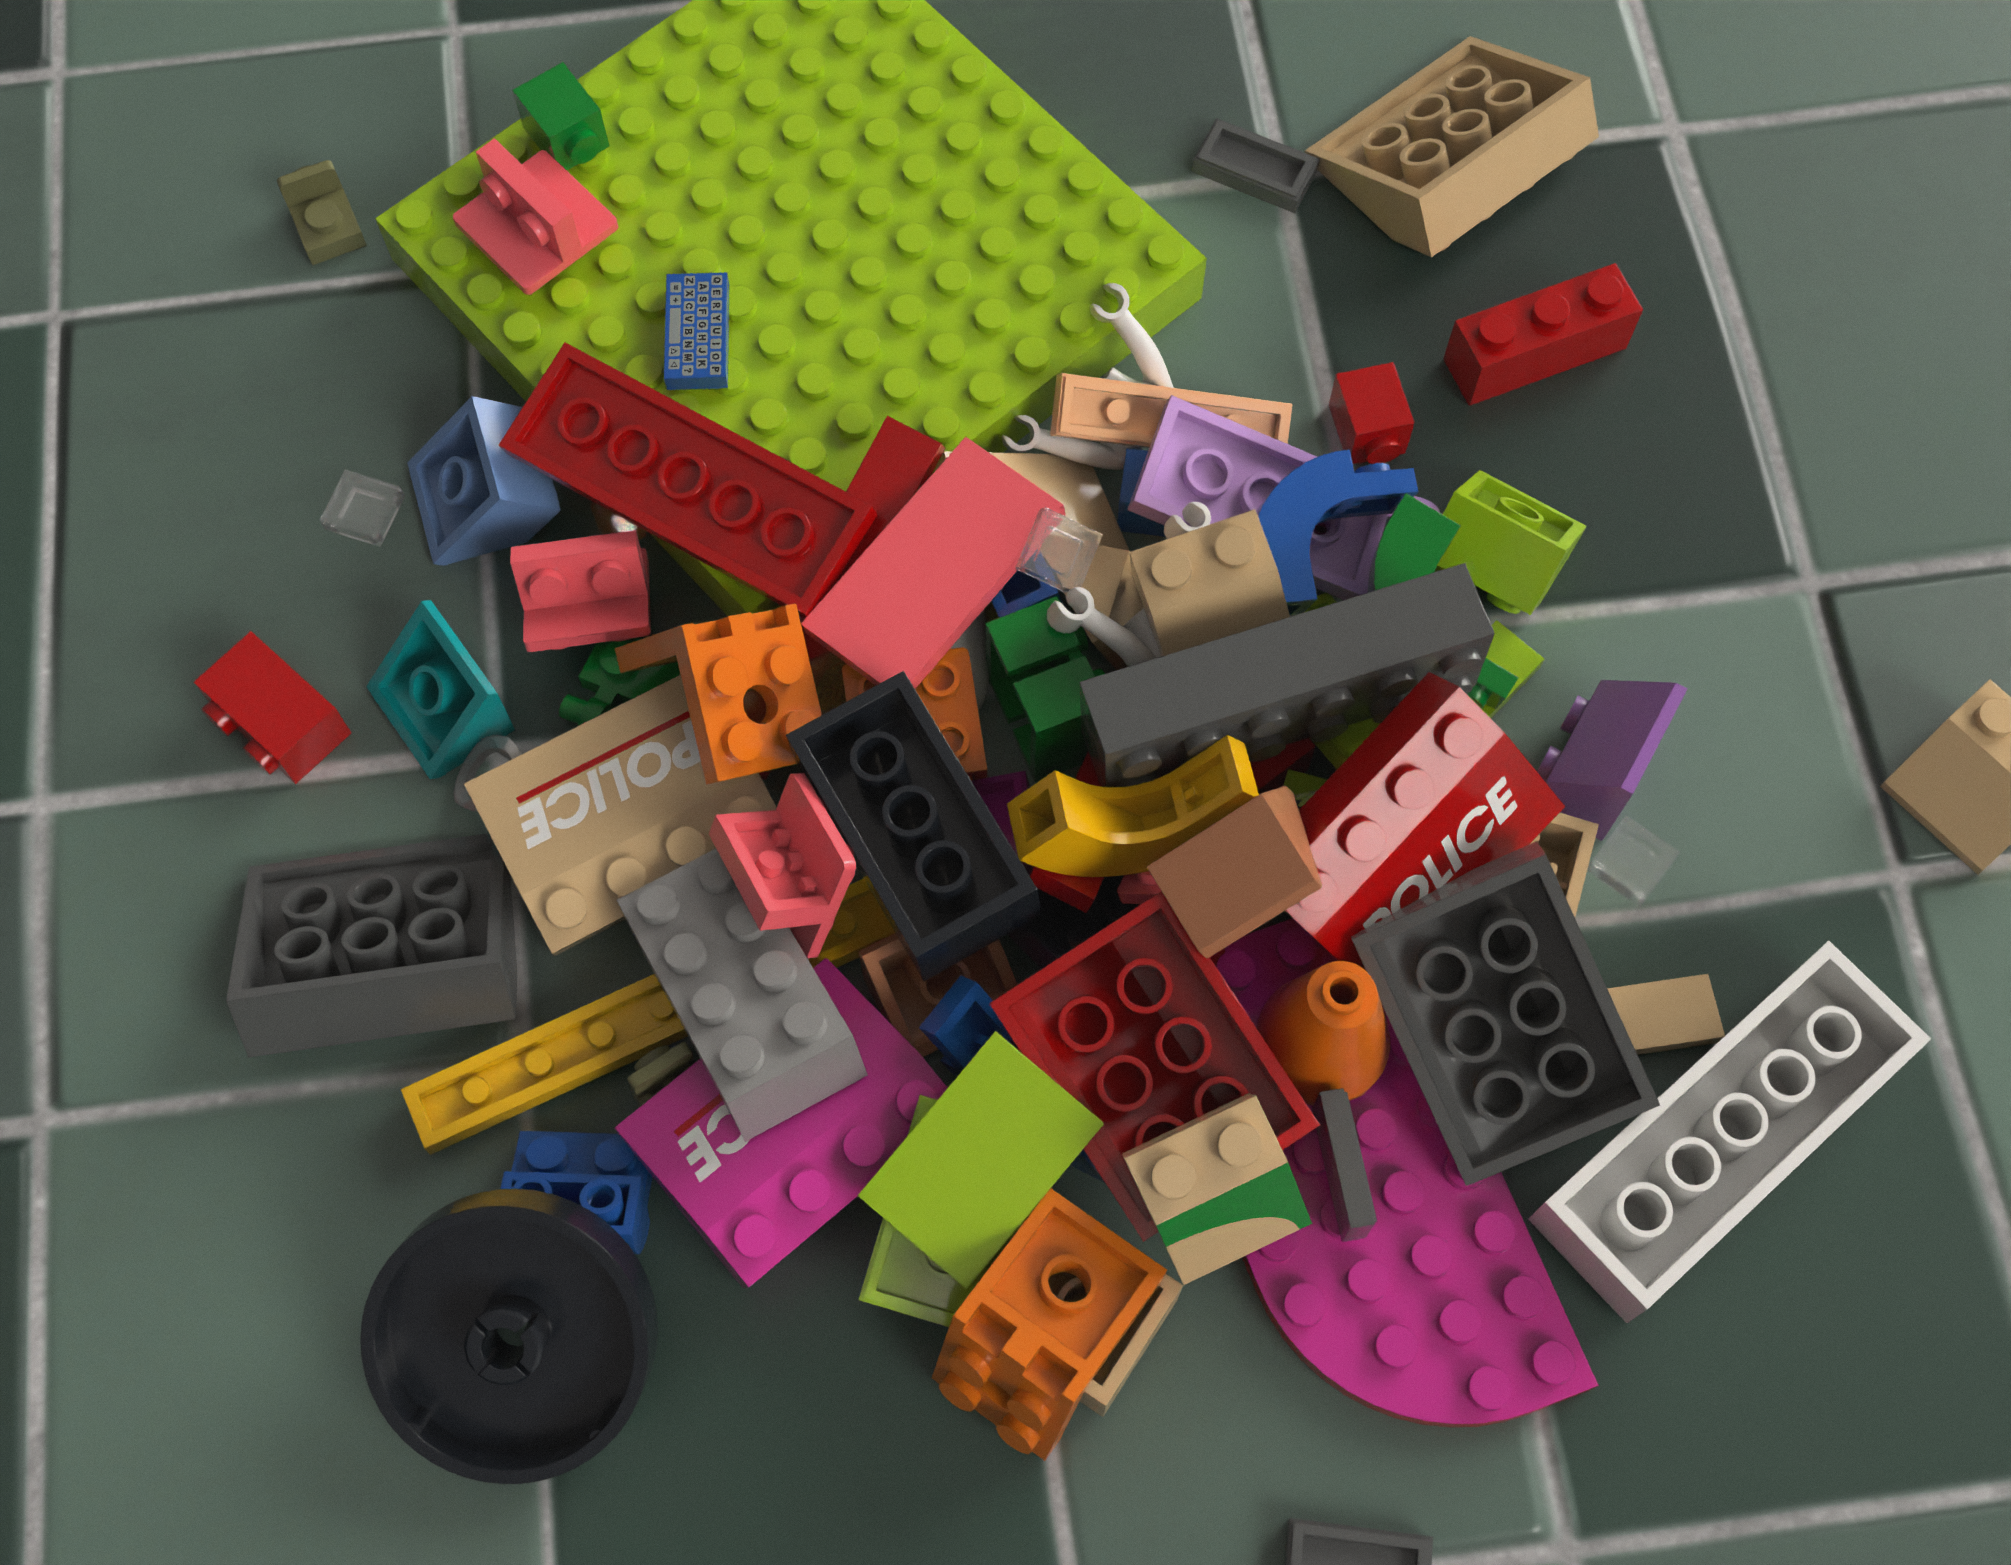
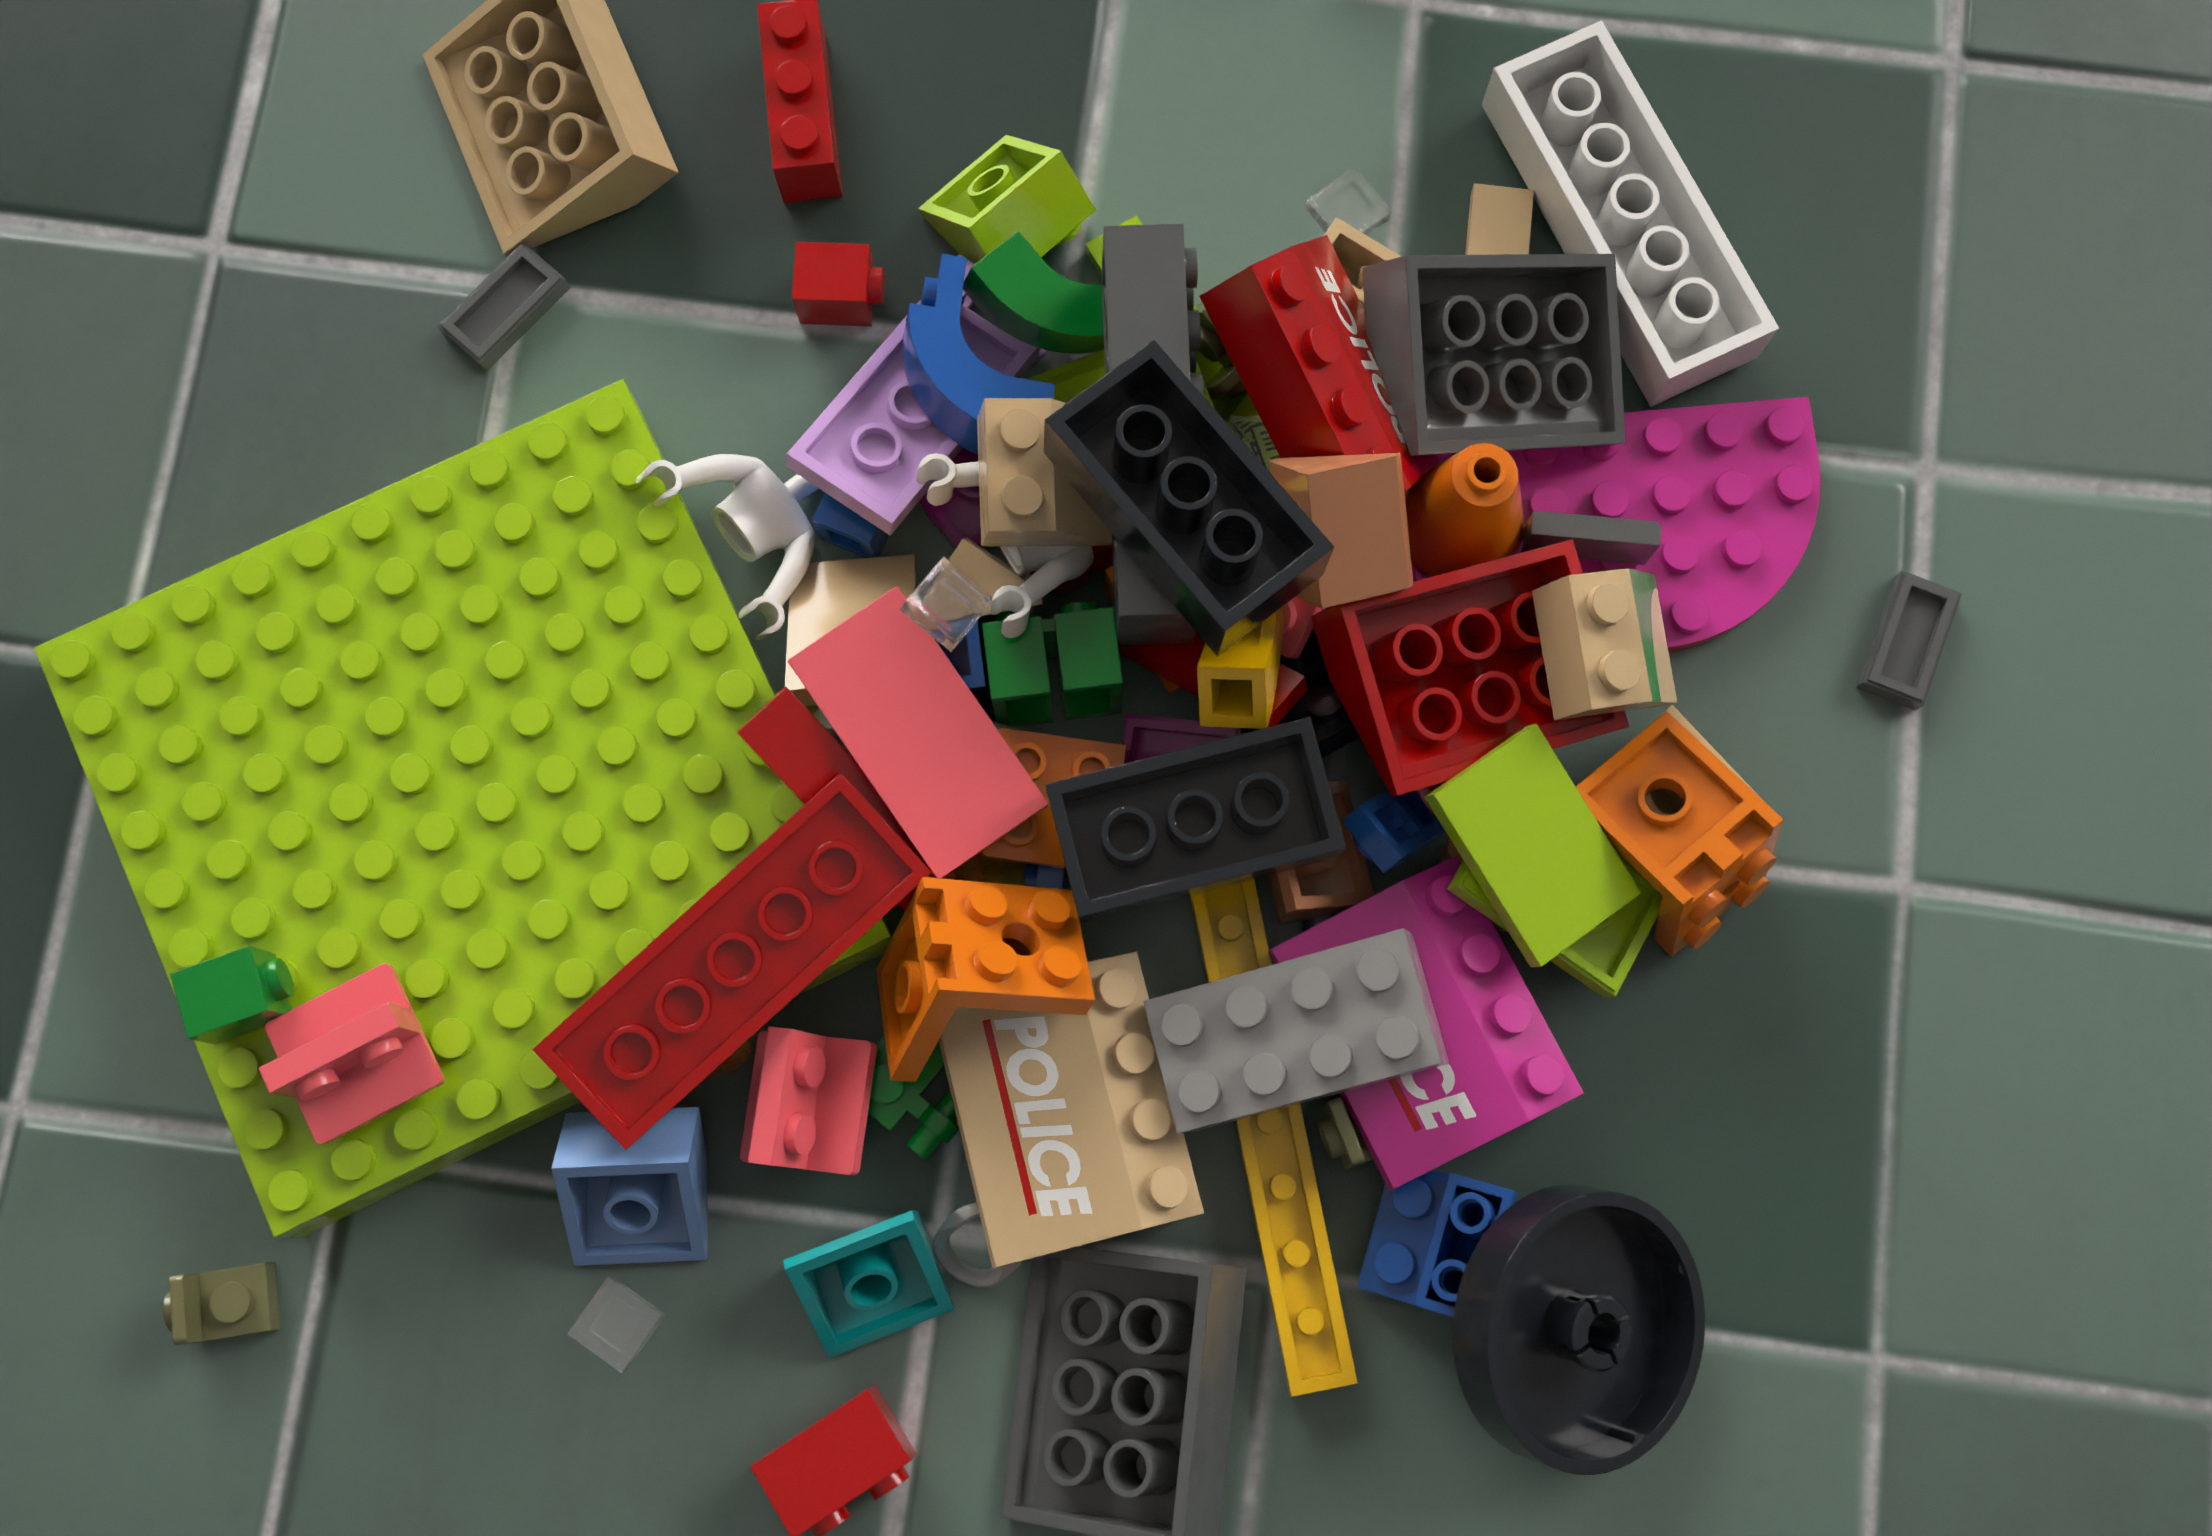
camera: 75 degrees left, 10 degrees up
(696, 331) = (550, 909): tile -> none
(788, 863) = (1200, 949): coral bracket -> none
(1131, 411) = (778, 498): light nougat tile -> none
(1200, 691) = (1186, 497): none -> black brick
(1609, 747) = (1255, 184): medium lavender slope -> none

